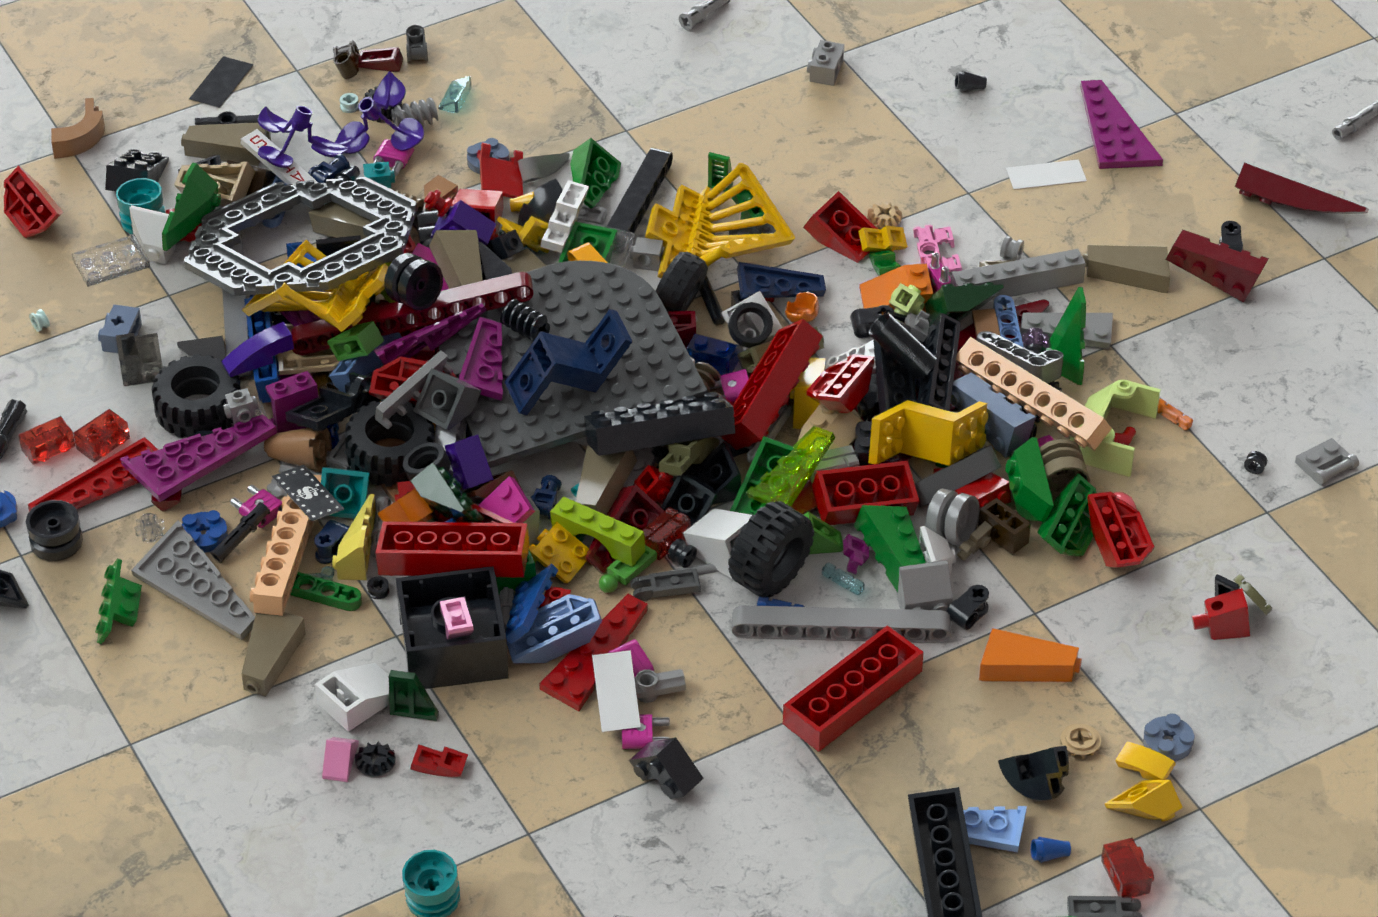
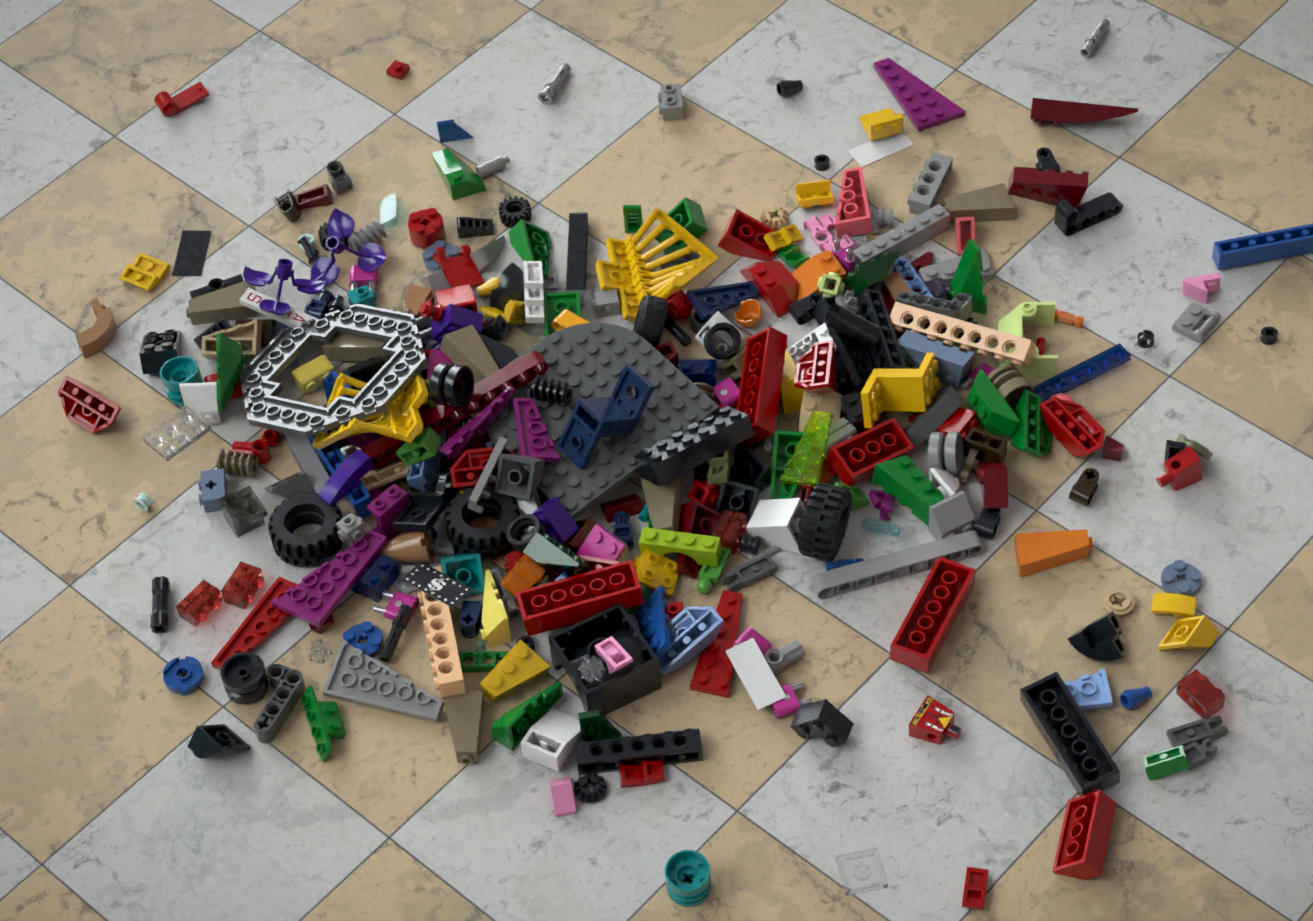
camera: 15 degrees left, 5 degrees up
(77, 572) = (288, 690): none -> dark grey beam
(159, 309) = (238, 465): none -> dark tan piece
(161, 87) = (145, 272): none -> yellow slope
(185, 300) = (258, 448): none -> red piece
(209, 293) = (272, 437): none -> red plate
(249, 468) = (377, 578): none -> clear blue slope
(277, 237) = (310, 375): none -> light yellow brick
(321, 662) = (516, 722): none -> green wedge
(346, 609) = (513, 671): none -> yellow wedge
(347, 113) = (311, 253): none -> black piece
(426, 626) = (592, 669): none -> clear gear
(468, 178) = (435, 280): none -> light grey slope
(479, 740) = (648, 743): none -> black brick
(485, 120) = (426, 227): none -> red brick
(534, 135) = (468, 227): none -> black slope
(549, 77) = (457, 176): none -> green wedge
(562, 28) = (450, 131): none -> blue slope
(567, 473) = (630, 504): none -> dark red slope
(592, 77) = (492, 166): none -> light grey cylinder
(593, 127) = (511, 205): none -> black tyre
(724, 277) = (678, 306): none -> red brick
(784, 189) = (690, 216): none -> green slope
(796, 805) = (933, 722): none -> red torso
(846, 285) = (774, 284): none -> red wedge
(941, 201) = (814, 193): none -> yellow bracket
(968, 171) = (821, 162): none -> black bush
(979, 229) = (853, 208): none -> coral wedge
(990, 565) = (993, 484): none -> dark red wedge
(1058, 148) = (882, 124): none -> yellow bracket
(1084, 225) = (930, 183): none -> light grey brick
(1097, 290) = (963, 232): none -> coral slope
(1102, 603) = (1085, 487): none -> dark brown piece
(1156, 571) = (1112, 449): none -> dark red slope
(1162, 478) = (1083, 372): none -> clear blue plate
(1252, 308) = (1075, 219): none -> black beam
(1346, 422) = (1199, 286): none -> bright pink slope

